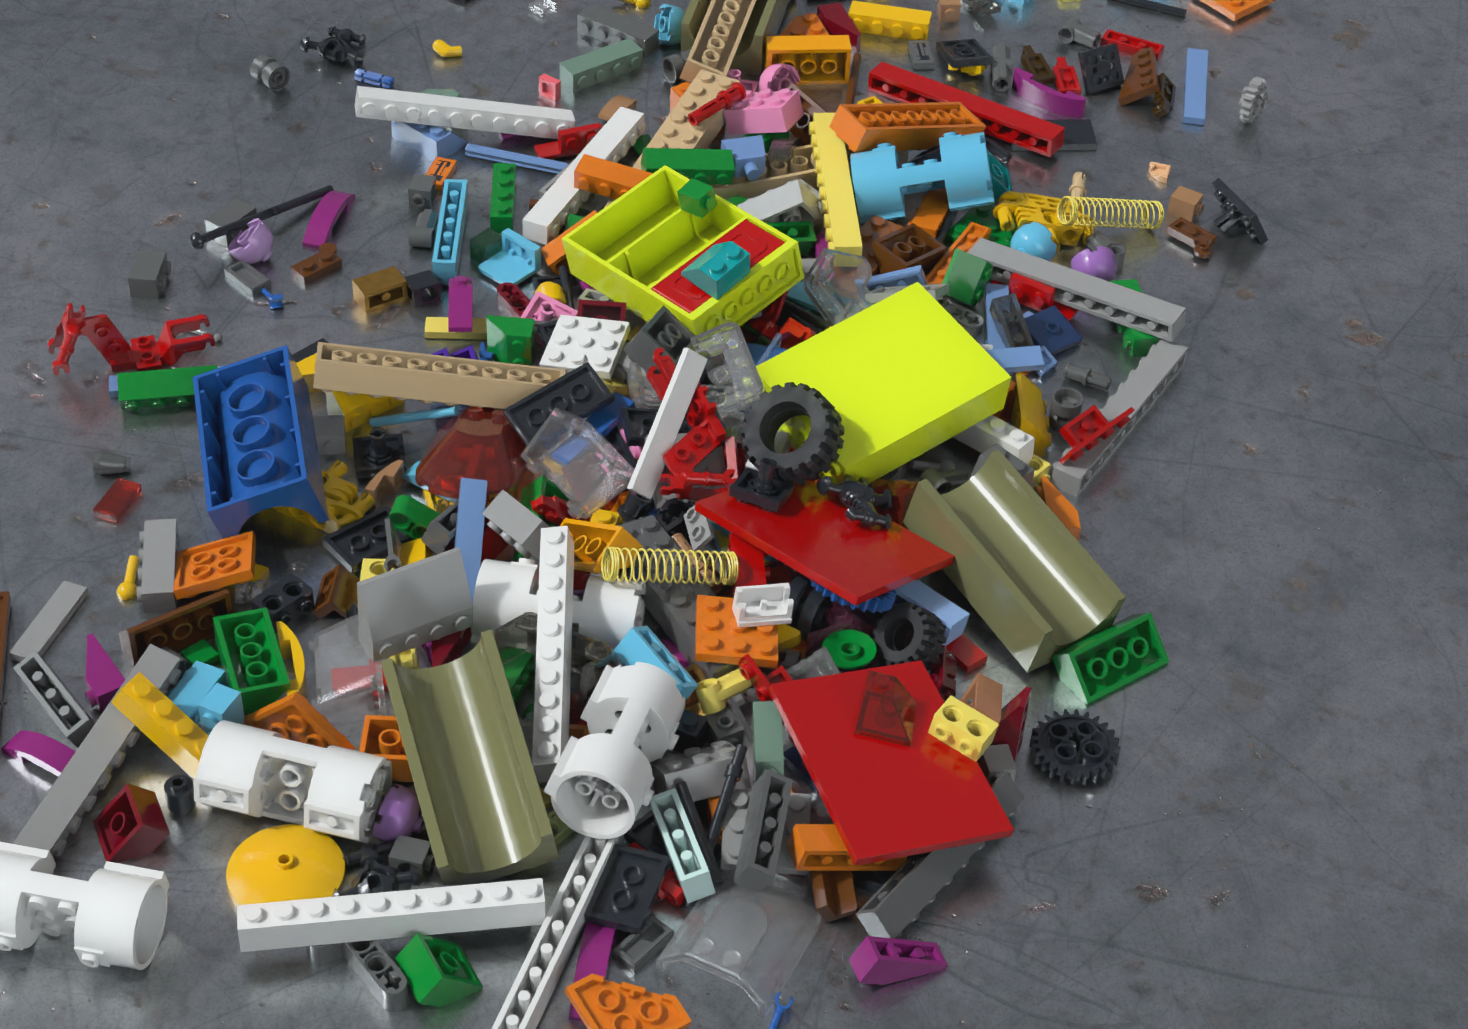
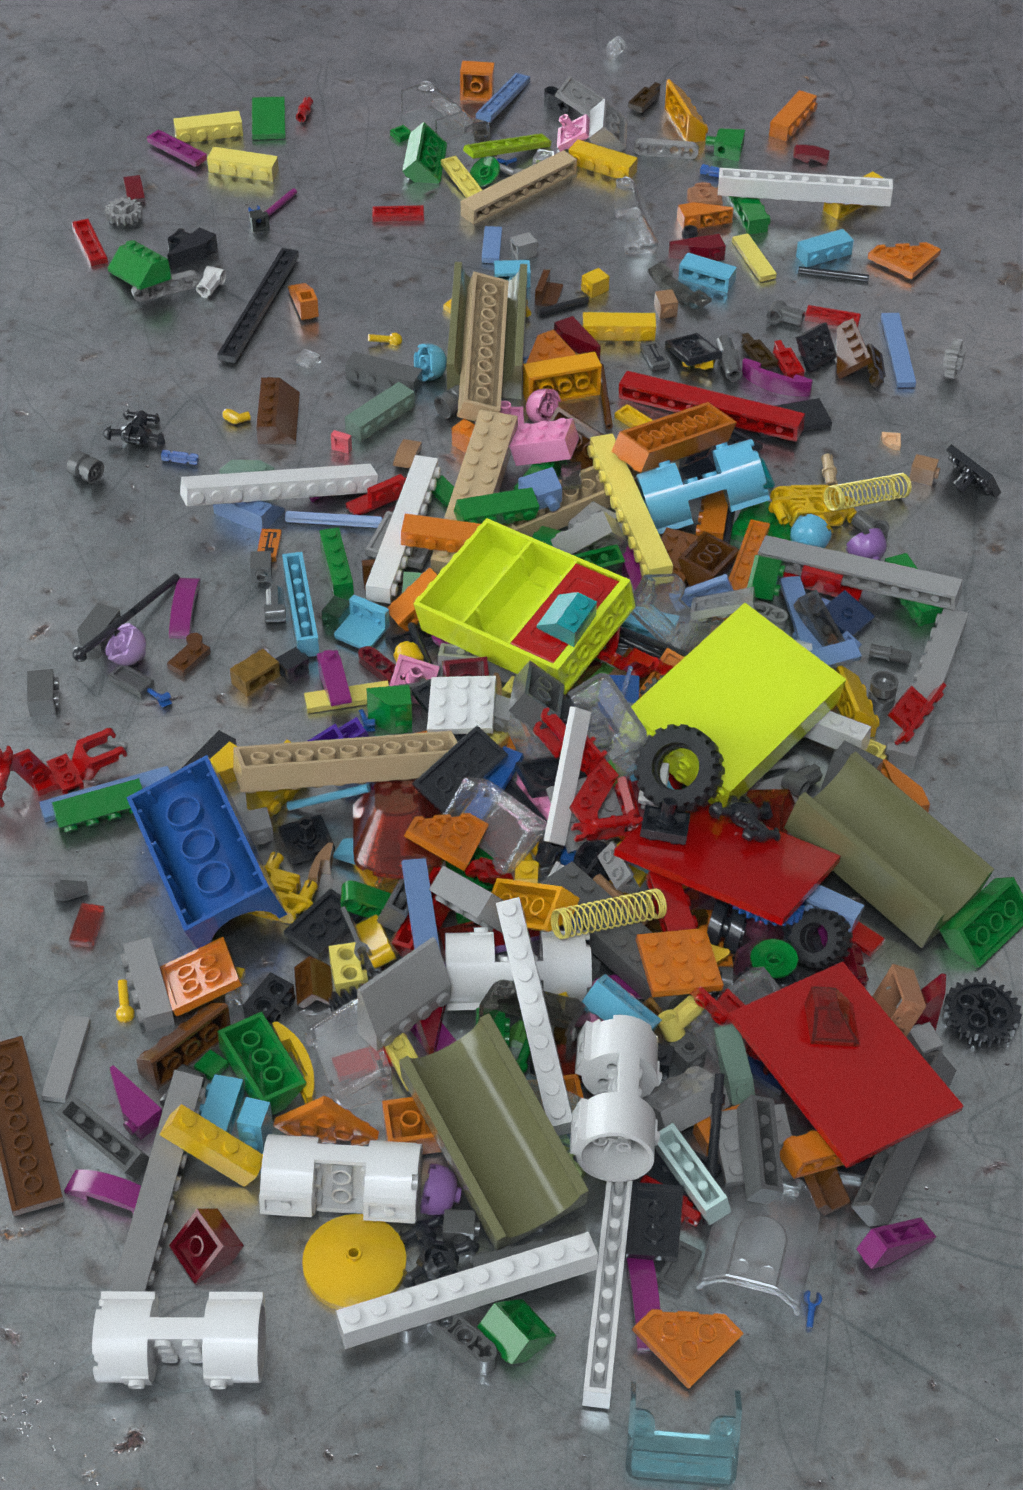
camera: 10 degrees left, 5 degrees up
(179, 795) = (240, 1206): black brick -> none
(490, 50) = (277, 412): none -> reddish brown slope
(523, 468) = (448, 836): none -> orange plate
(697, 198) = (529, 549): green brick -> none
(698, 830) = (683, 1129): black bar -> none
(723, 100) = (510, 438): red pin -> none
(762, 605) = (698, 936): white hinge -> none
(963, 728) = (899, 1021): light yellow brick -> none
(1193, 236) = (939, 500): reddish brown hinge -> none

